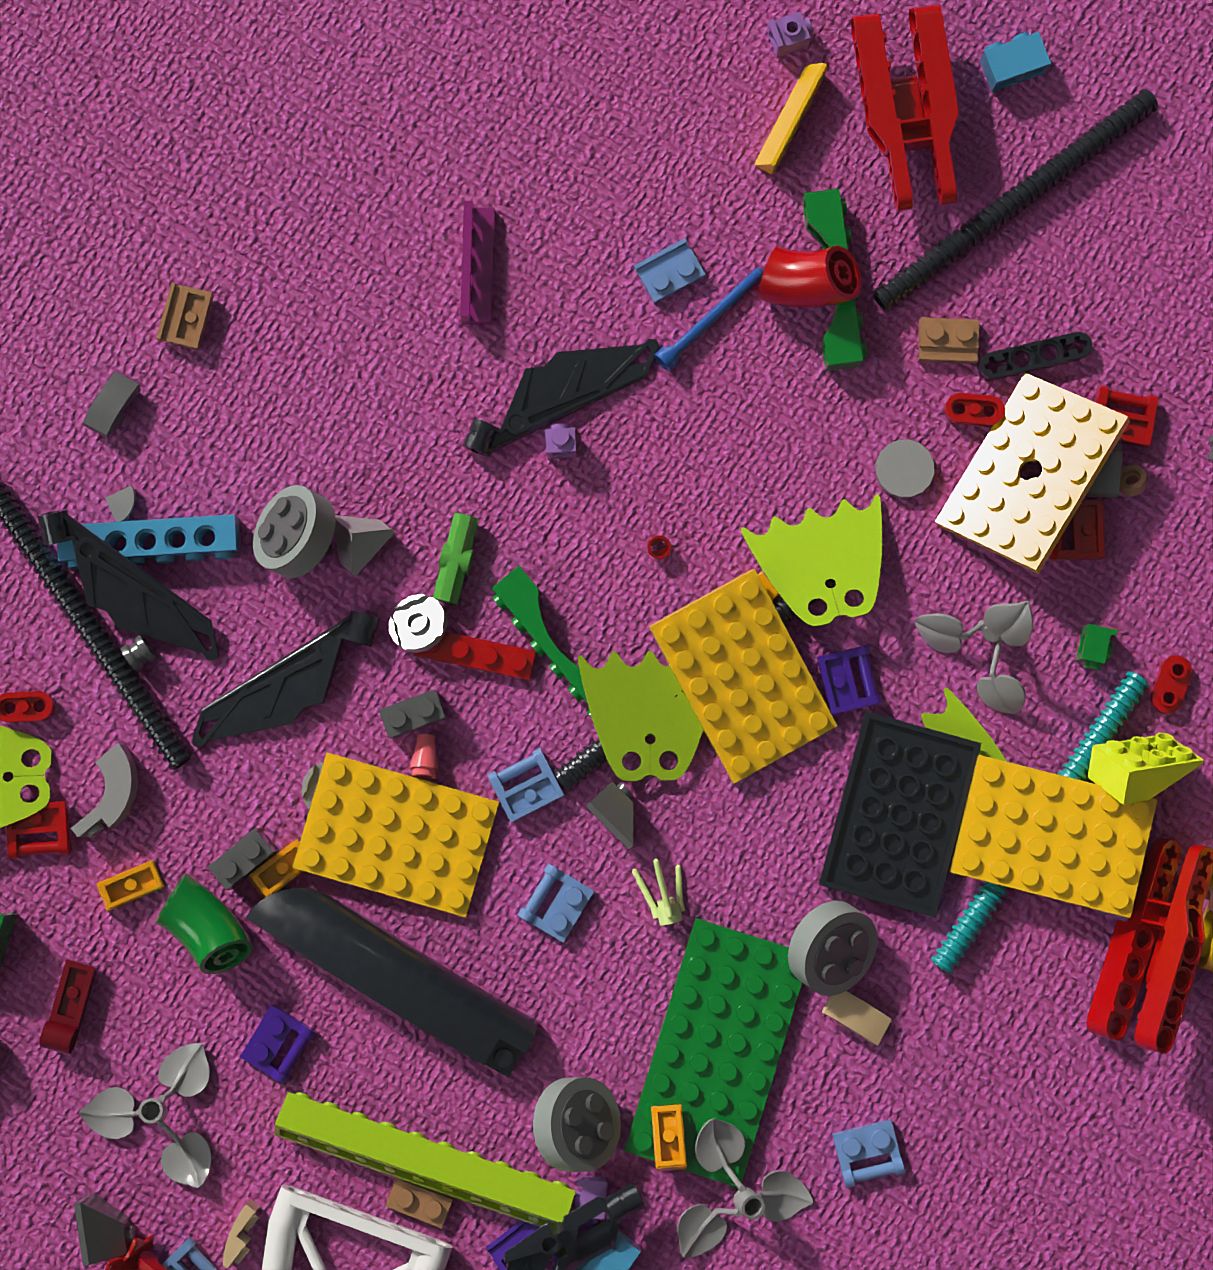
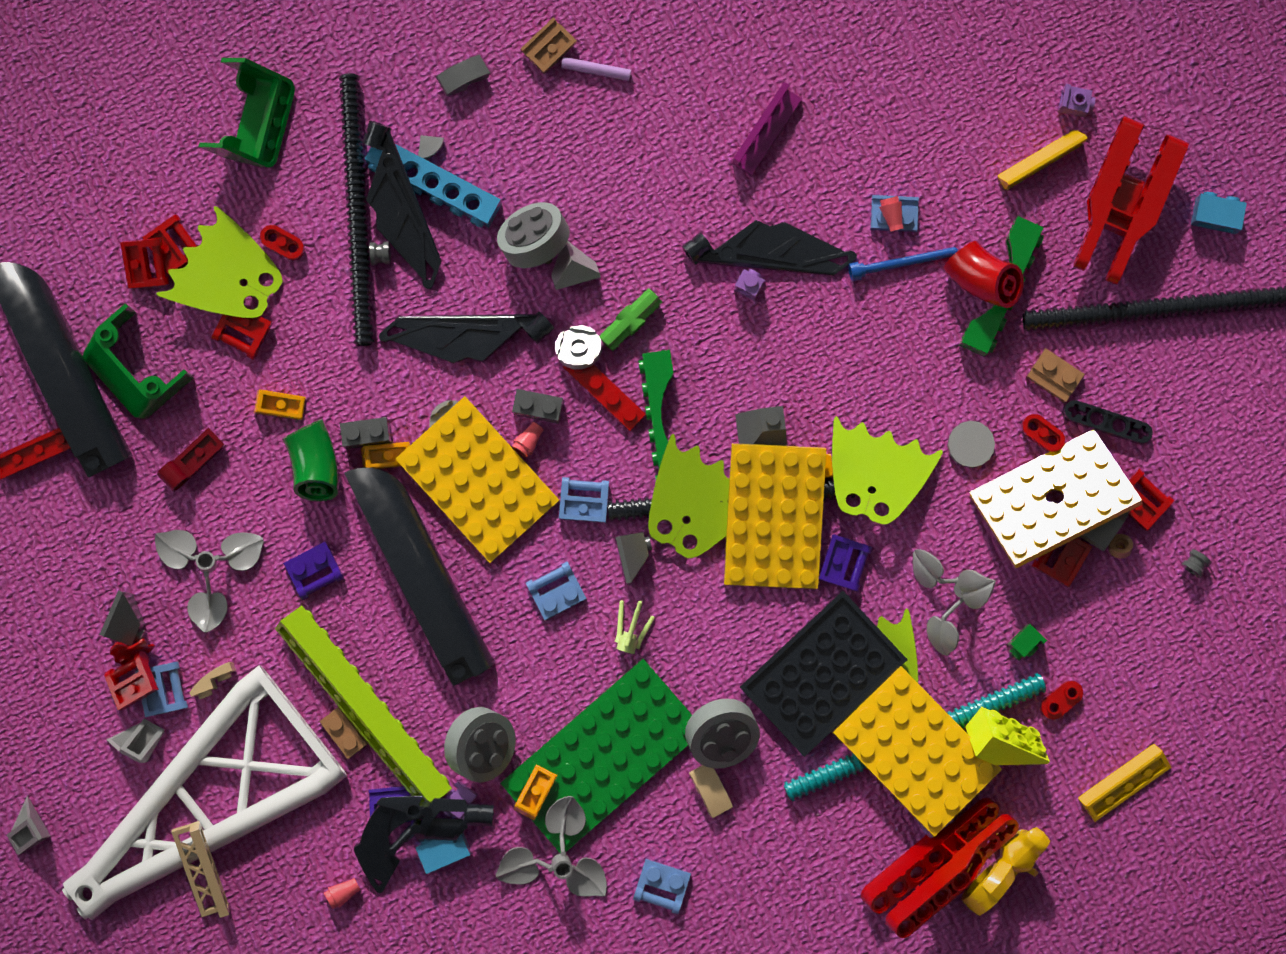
camera: 25 degrees right, 0 degrees up
(119, 793) = (310, 339): light grey arch -> none
(252, 310) = (596, 68): none -> lavender piece
(661, 552) = (771, 399): red hinge -> none
(668, 271) = (892, 212): none -> coral cone
(669, 588) = (762, 426): none -> dark grey slope

